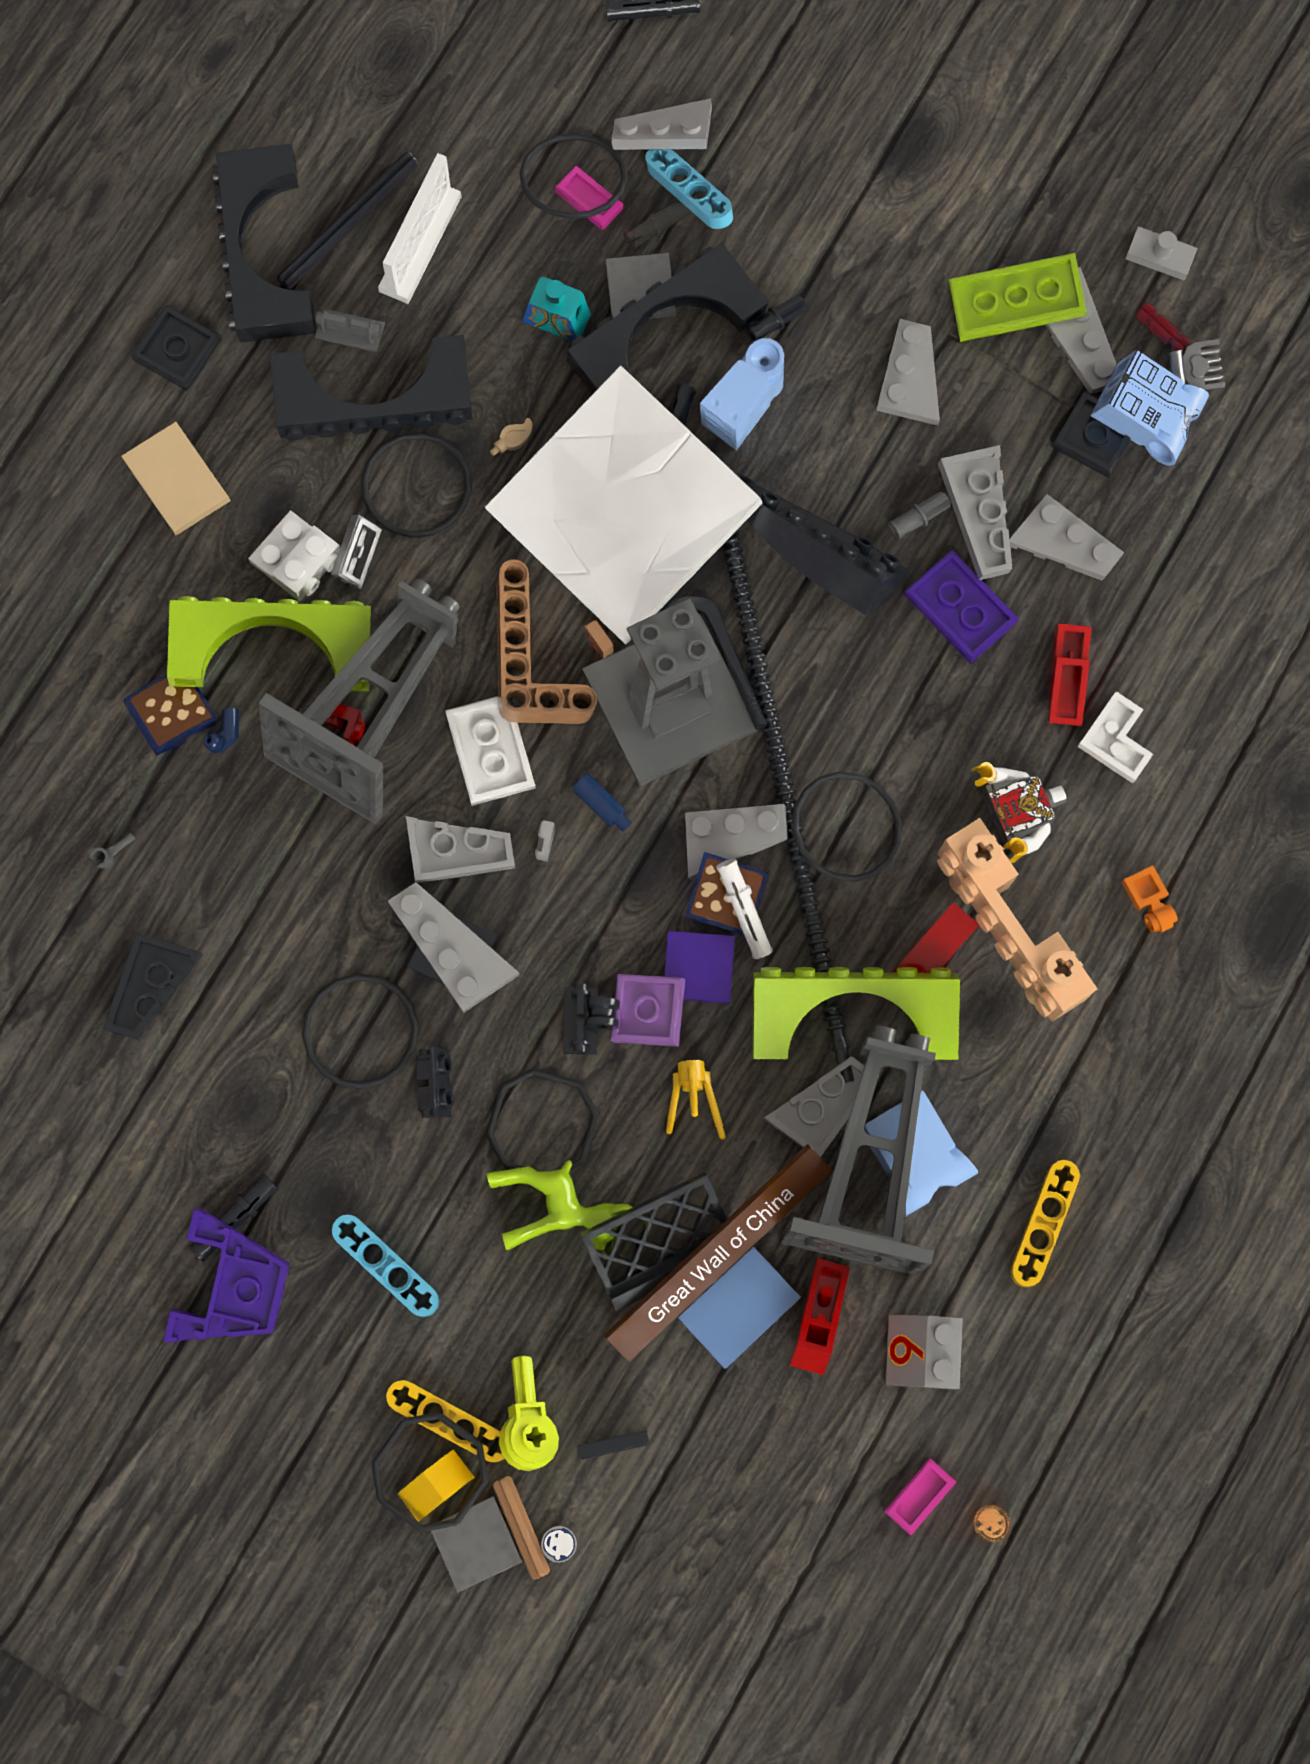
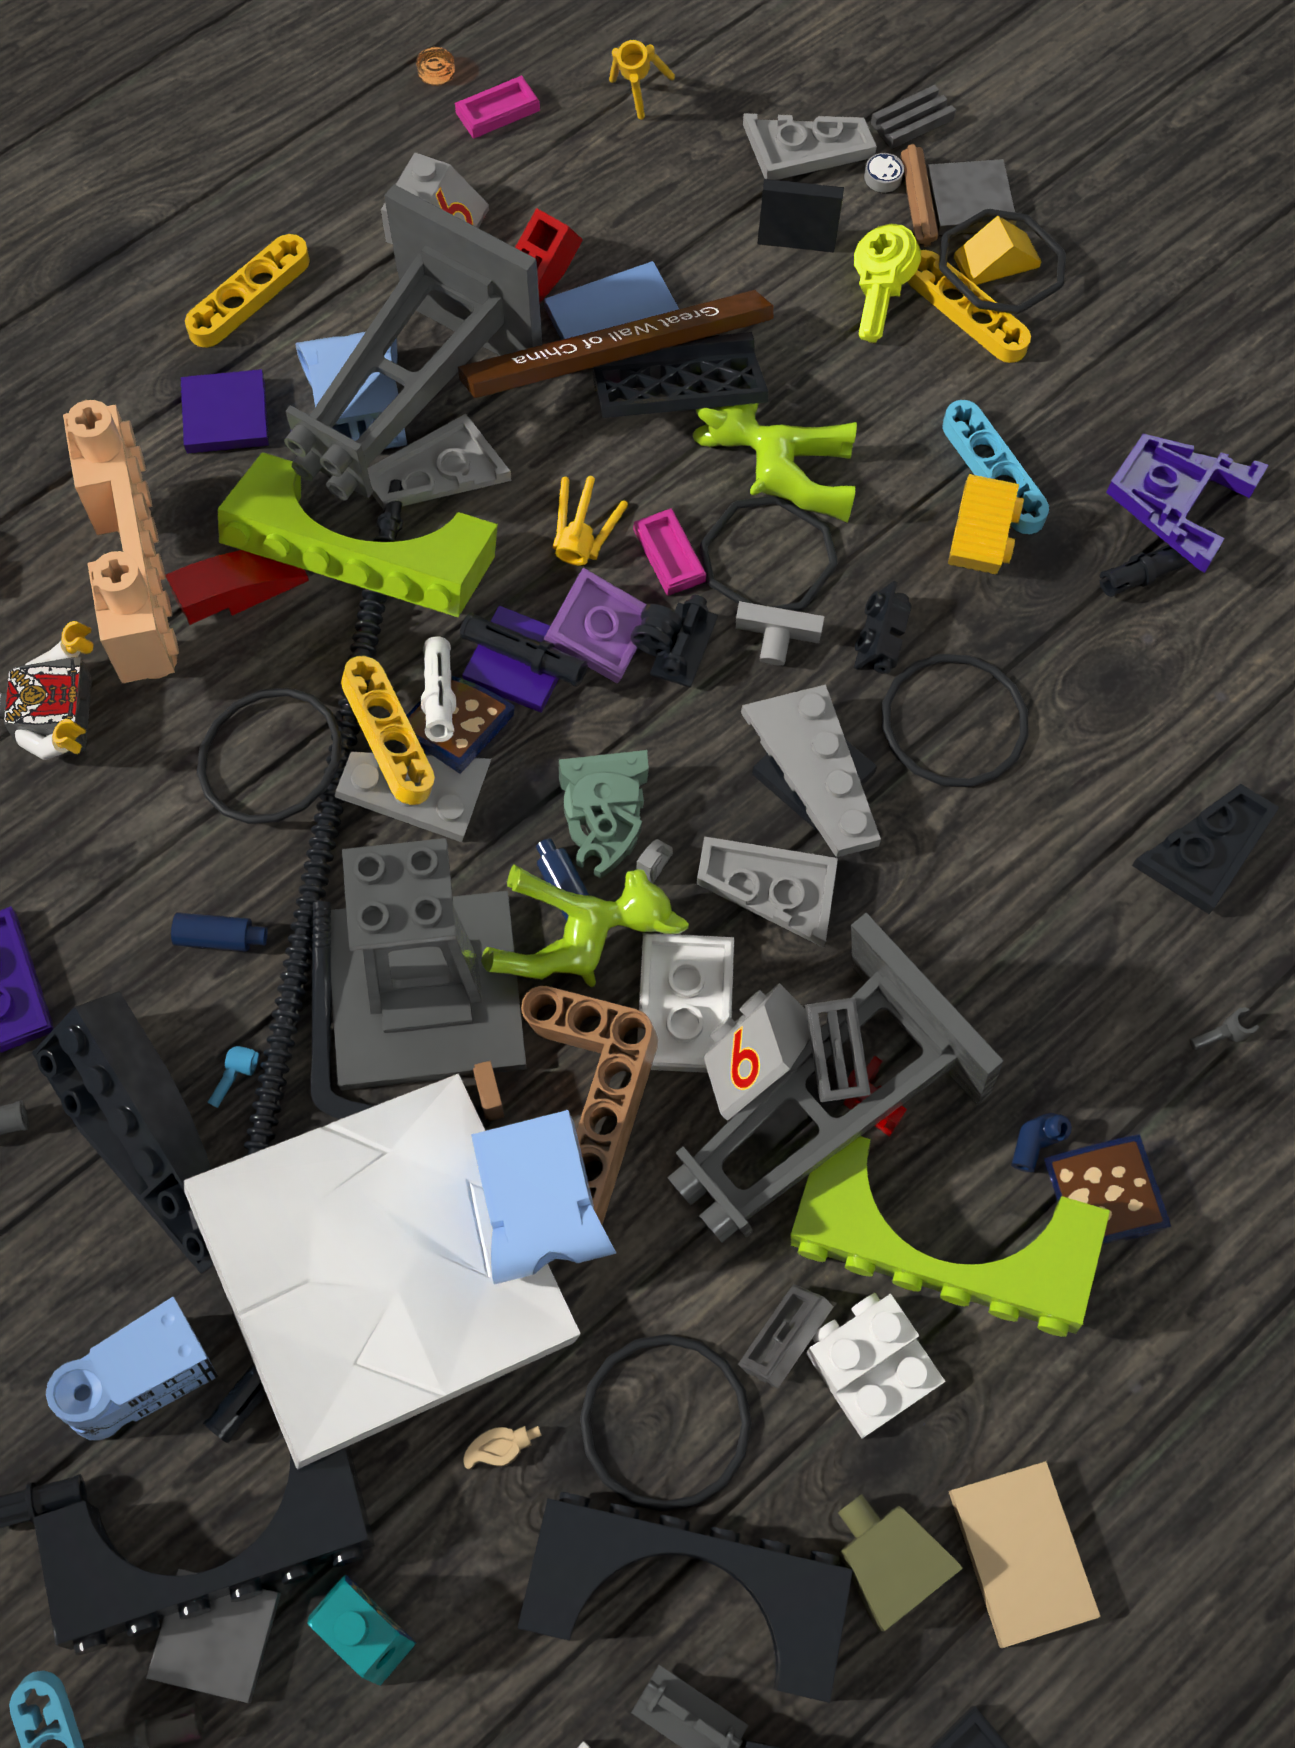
camera: 160 degrees left, 10 degrees down
(253, 445) = (892, 1561): none -> olive torso
(379, 1194) = (984, 524): none -> yellow brick
(382, 731) = (843, 1090): none -> flat silver tile
(426, 705) = (755, 1048): none -> light grey slope
(513, 1053) = (778, 627): none -> light grey tile
(531, 1643) = (908, 113): none -> flat silver tile
(536, 567) = (537, 1196): none -> light blue piece
(574, 764) = (639, 907): none -> lime animal
(592, 870) = (607, 800): none -> sand green piece
(618, 1098) = (669, 552): none -> dark pink tile
(636, 1546) = (801, 147): none -> light grey wing
(655, 959) = (538, 655): none -> black pin
(770, 856) = (391, 728): none -> yellow beam
(771, 610) = (237, 1061): none -> dark azure hand
(806, 1551) = (634, 63): none -> yellow plant
(825, 689) = (216, 932): none -> dark blue cylinder
(1011, 1103) = (224, 411): none -> dark purple tile

